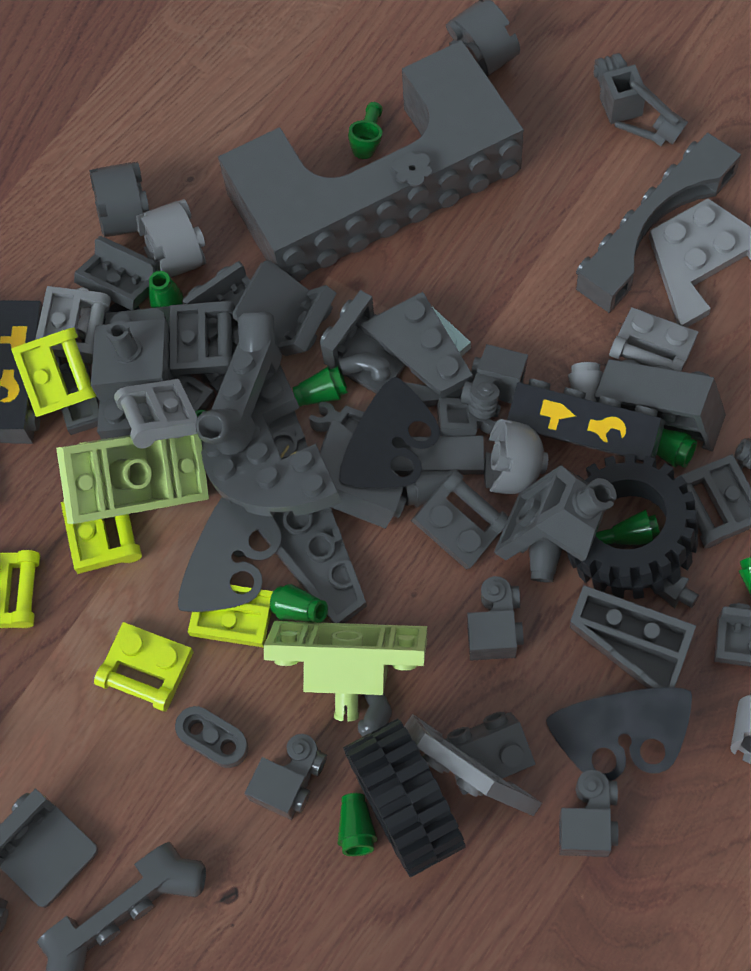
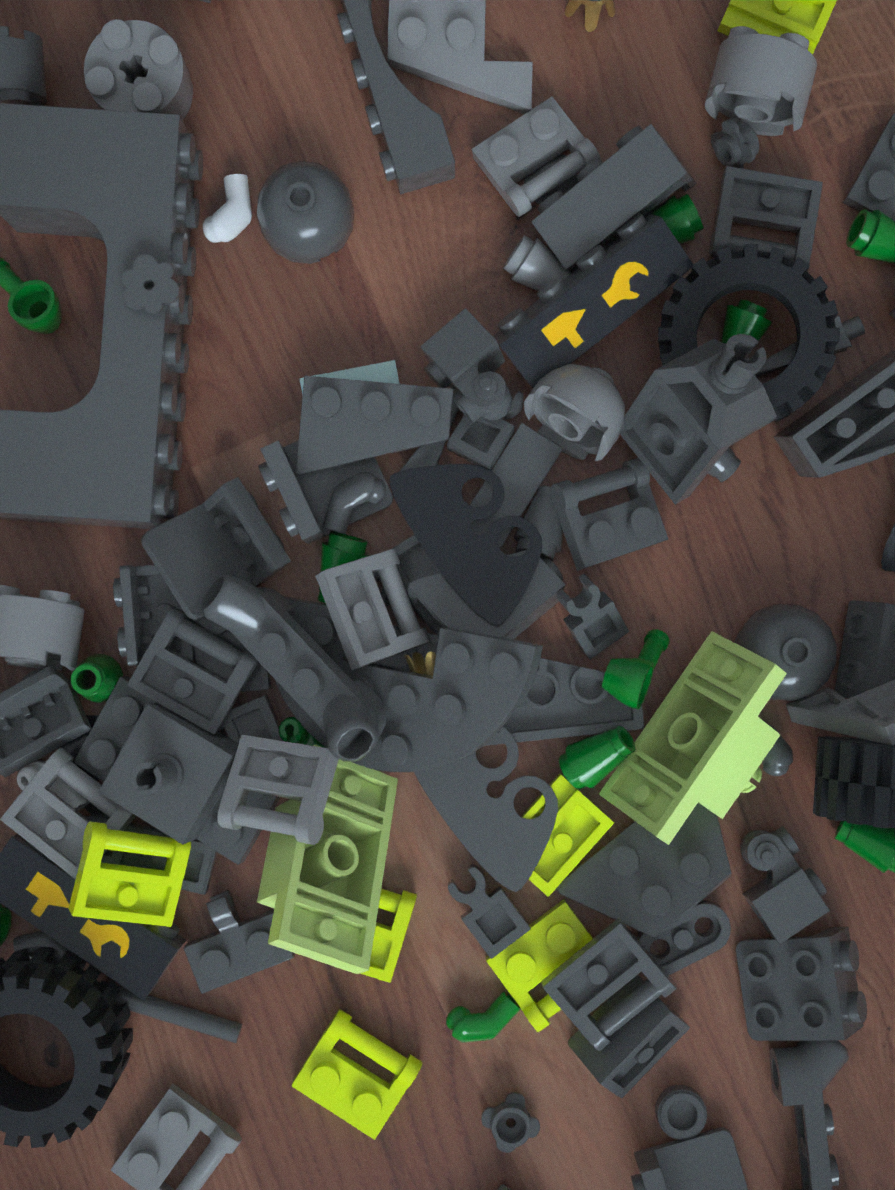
camera: 65 degrees left, 20 degrees up
(19, 693) = (509, 1137): none -> dark grey plate
(39, 469) = (234, 949): none -> dark grey plate
(77, 645) = (484, 1025): none -> green arm
(92, 812) = (681, 1112): none -> dark grey tile
(123, 744) = (634, 1046): none -> dark grey panel
(155, 608) = (492, 916): none -> dark grey plate
(156, 687) = (597, 974): none -> dark grey plate
(227, 837) = (801, 987): none -> dark grey bracket
(249, 690) = (651, 881): none -> dark grey wing
(296, 403) = (361, 612): none -> light grey plate
(362, 593) = (630, 677): none -> green bar
(384, 549) = (592, 618): none -> dark grey plate
(446, 688) = (796, 643): none -> dark grey cylinder
(495, 632) = (761, 556): dark grey brick -> none
(496, 207) = (234, 214): none -> white arm
(525, 242) = (305, 212): none -> dark grey cylinder
(541, 108) = (126, 55): none -> light grey brick

